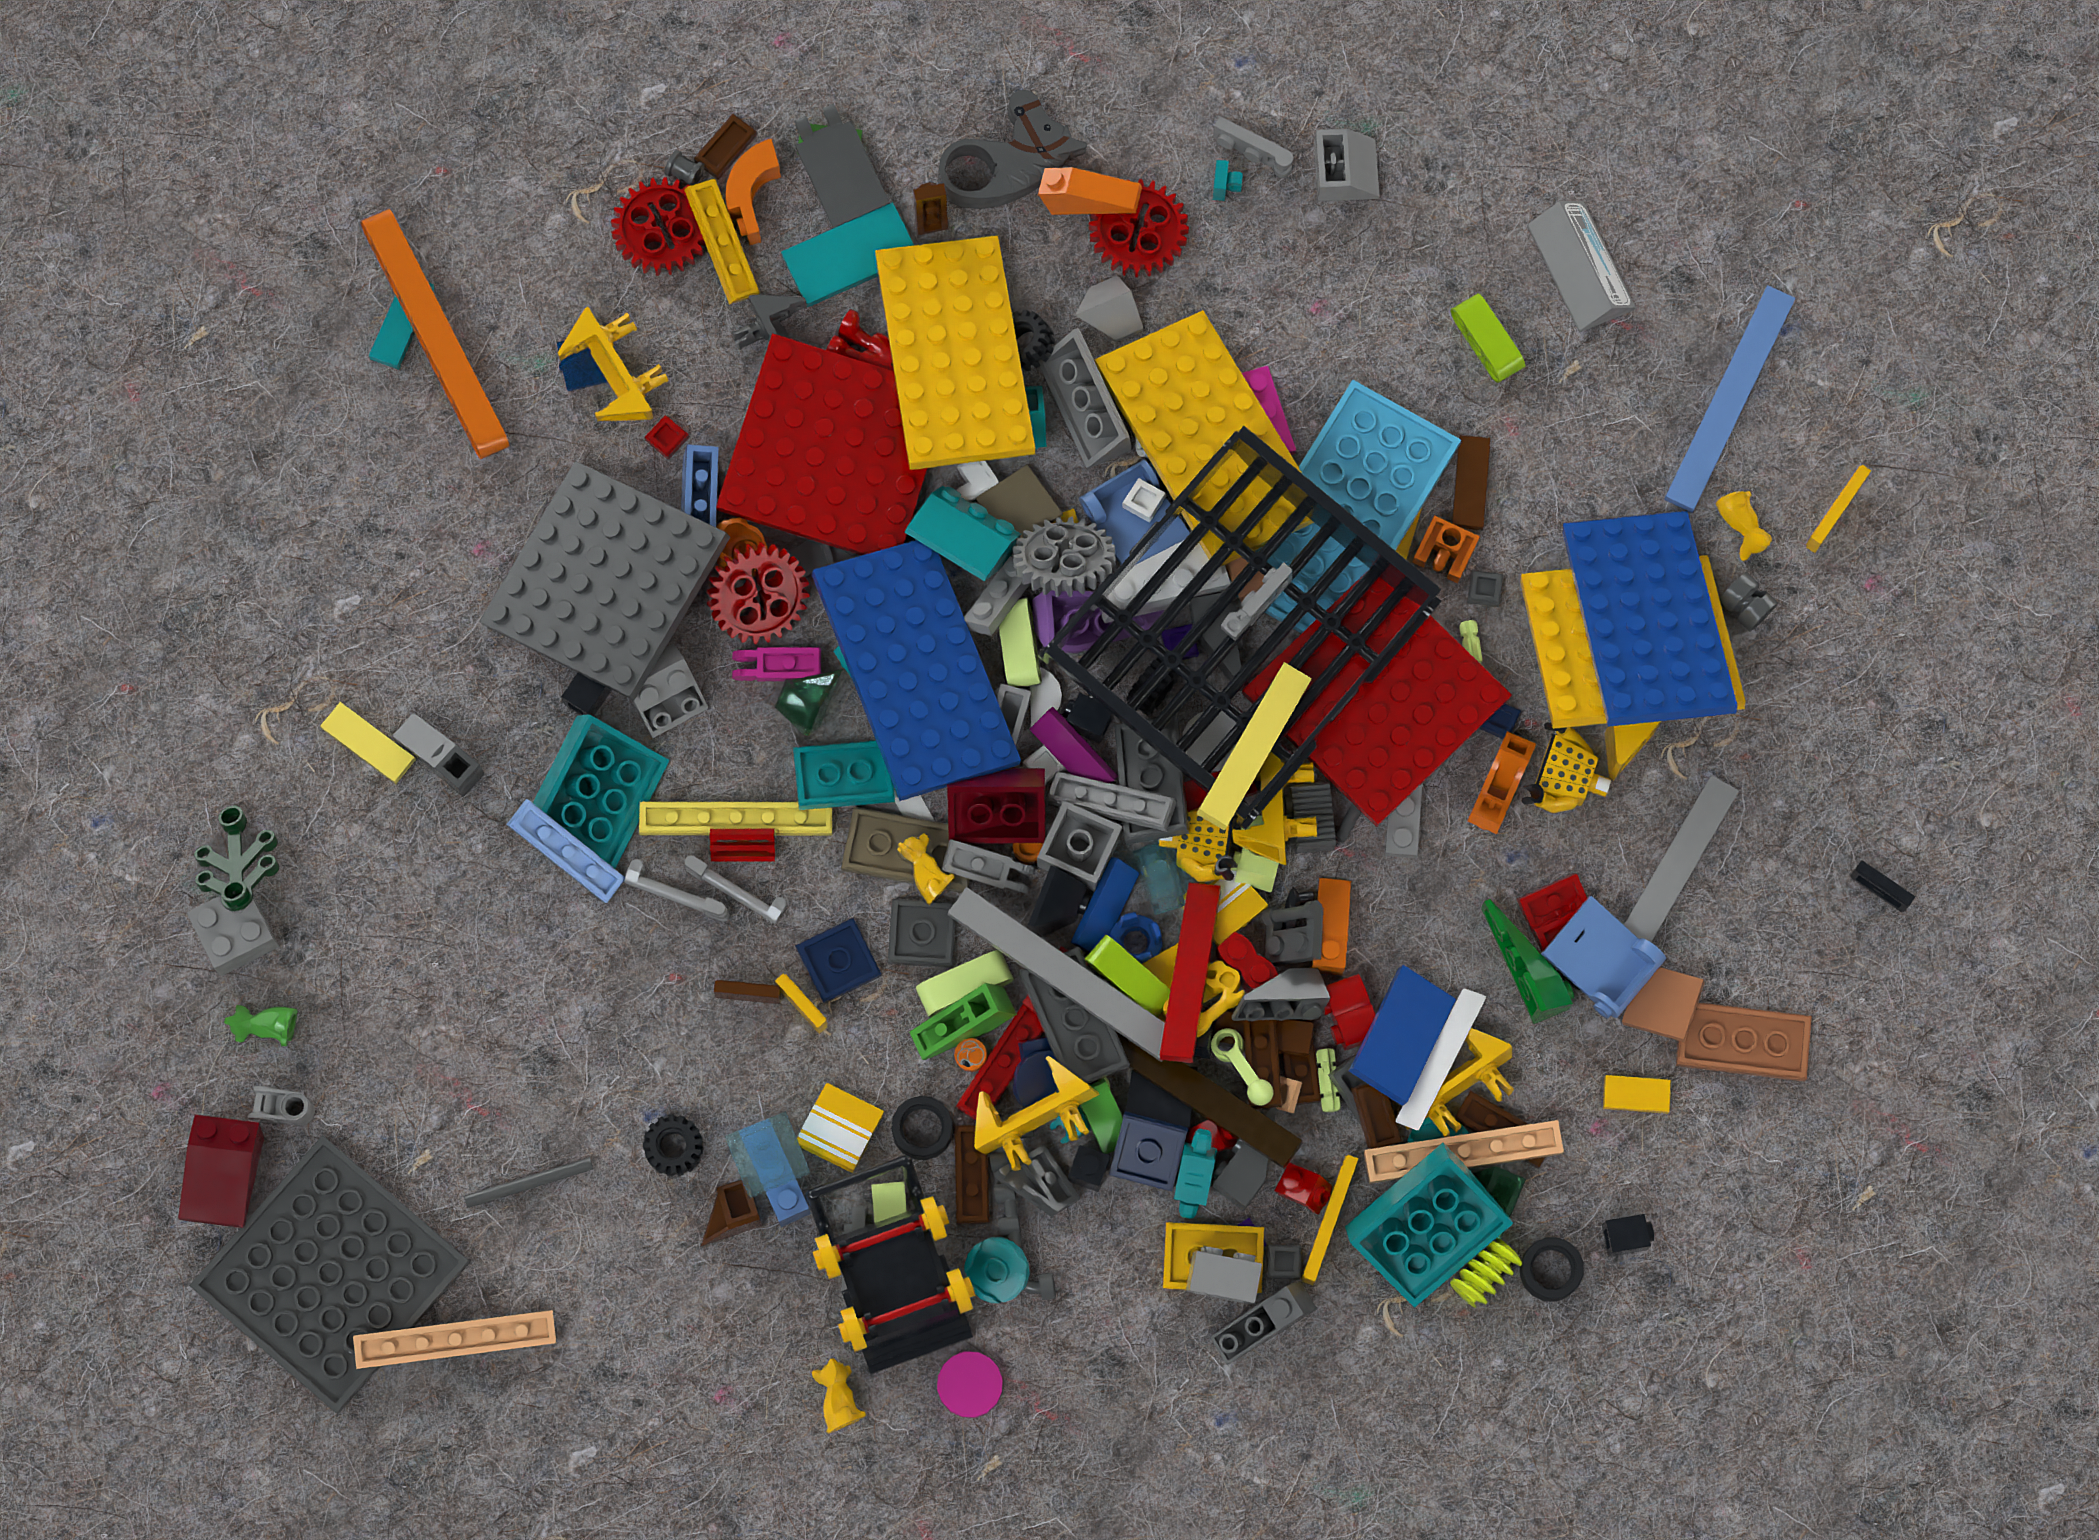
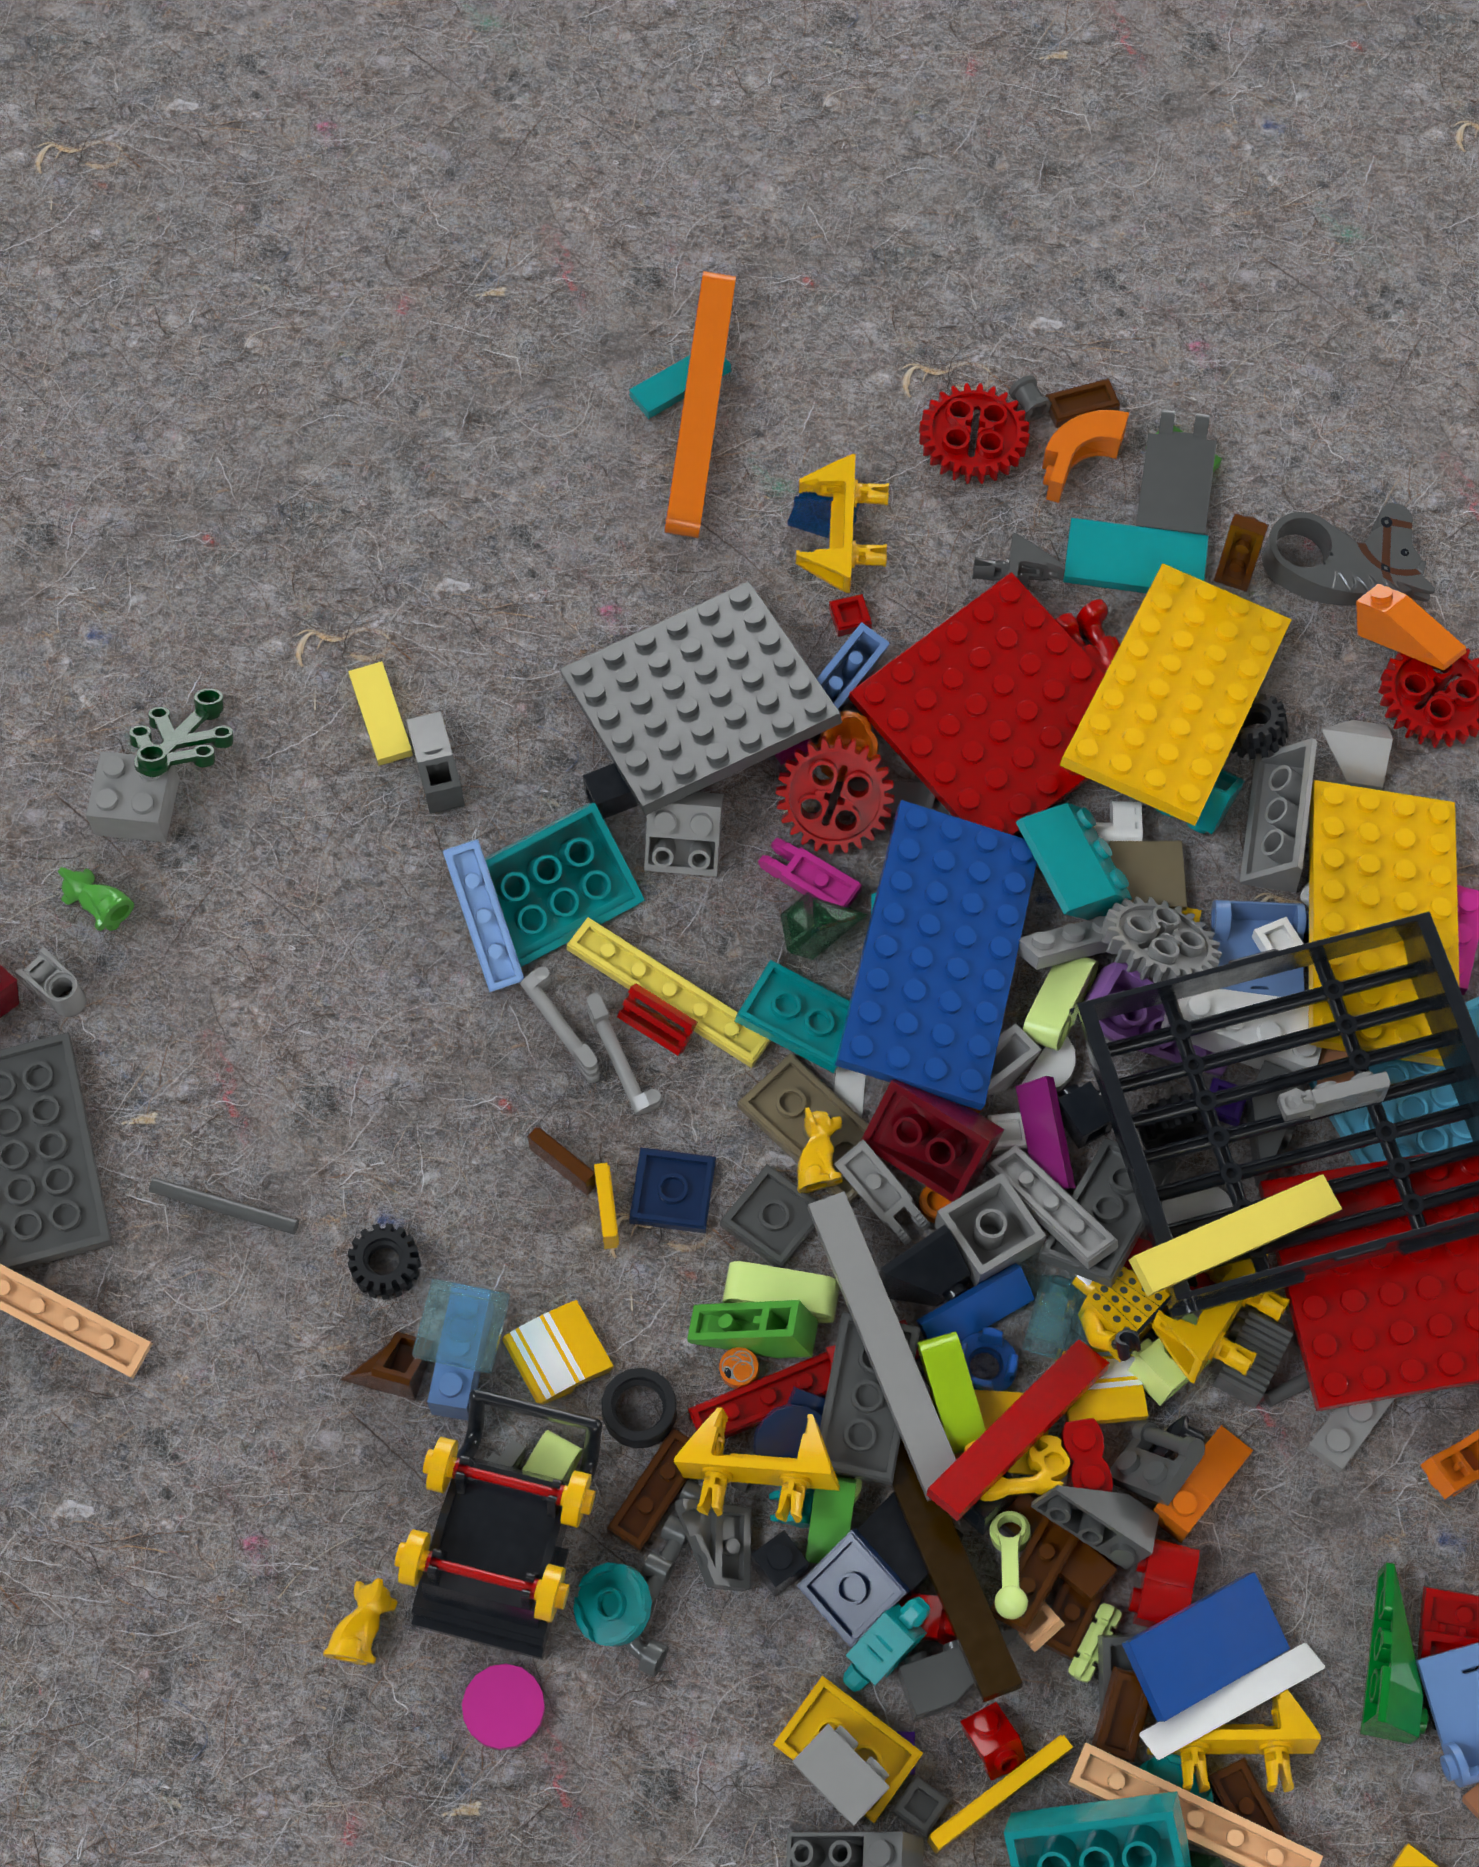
camera: 35 degrees right, 10 degrees down
(722, 241) = (1021, 473): yellow tile -> none

